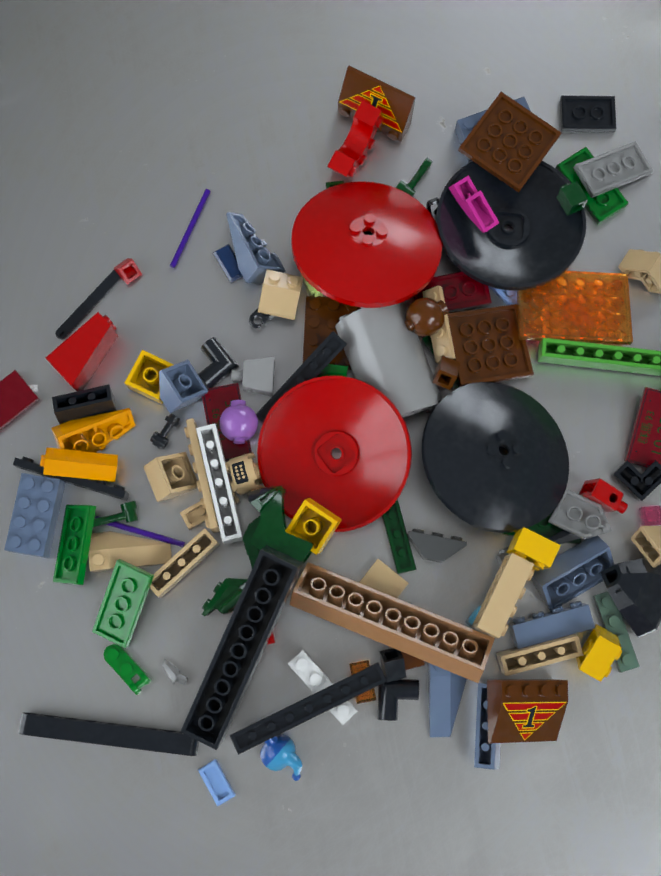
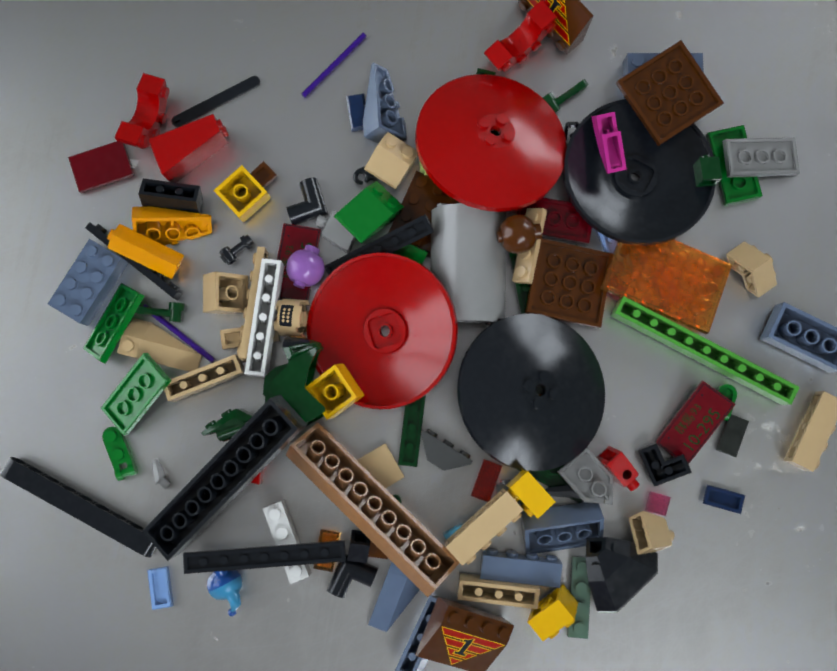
camera: 25 degrees right, 5 degrees up
(33, 335) = (148, 114): none -> red brick
(128, 270) = (260, 84): red slope -> none
(165, 351) = (264, 174): none -> reddish brown plate
(180, 386) = (264, 212): sand blue slope -> none
(279, 348) = (369, 212): none -> green slope
(446, 372) = (517, 294): reddish brown brick -> none
(485, 556) = (486, 480): none -> clear red tile
(588, 113) = (759, 93): black tile -> none

